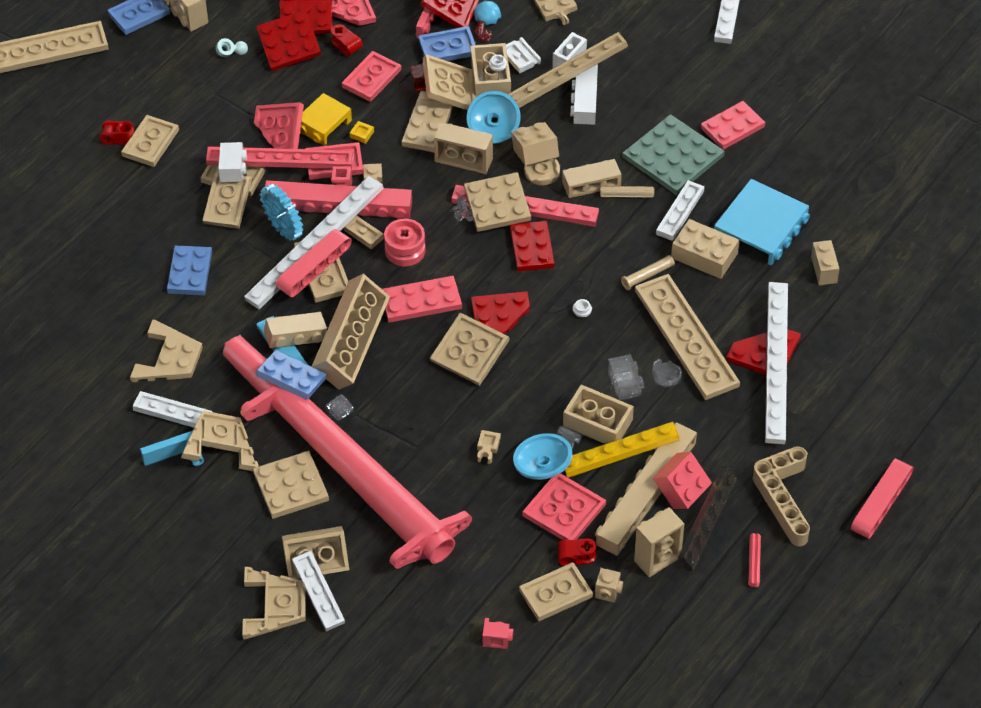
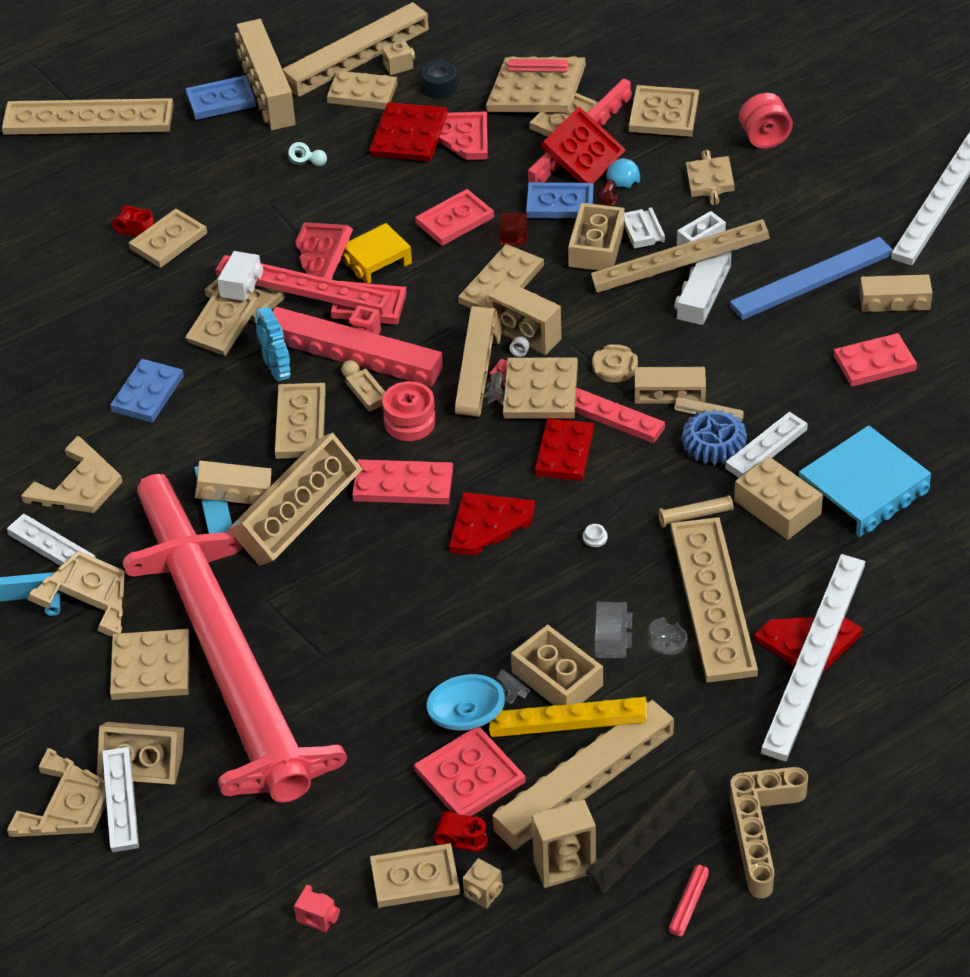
camera: 20 degrees right, 5 degrees down
(289, 40) = (374, 159): red plate -> none
(291, 375) = (198, 532): medium blue plate -> none
(313, 263) = (287, 410): coral beam -> none
(337, 219) = (299, 388): white plate -> none
(339, 407) = (249, 586): clear tile -> none
(345, 40) = (441, 171): red piece -> none
(361, 132) = (415, 277): yellow plate -> none
(373, 171) = (408, 327): tan plate -> none
(442, 191) = (482, 332): none -> tan beam
(448, 82) = (539, 241): tan plate -> none
(465, 171) = (519, 346): none -> white hinge
(469, 349) = (433, 552): tan plate -> none
(488, 444) = (407, 671): tan plate -> none
(494, 105) = (572, 278): medium azure dish -> none
(497, 63) = (603, 227): white plate -> none
(535, 143) = (614, 329): tan brick -> none
(640, 207) = (713, 436): none -> medium blue gear
(661, 70) = (810, 278): none -> medium blue tile
(673, 154) = (785, 378): sand green plate -> none
(682, 480) = (629, 773): coral brick -> none
(729, 69) = (895, 293): none -> tan brick
(825, 262) = (927, 547): tan brick -> none
(882, 498) = (889, 862): coral beam -> none

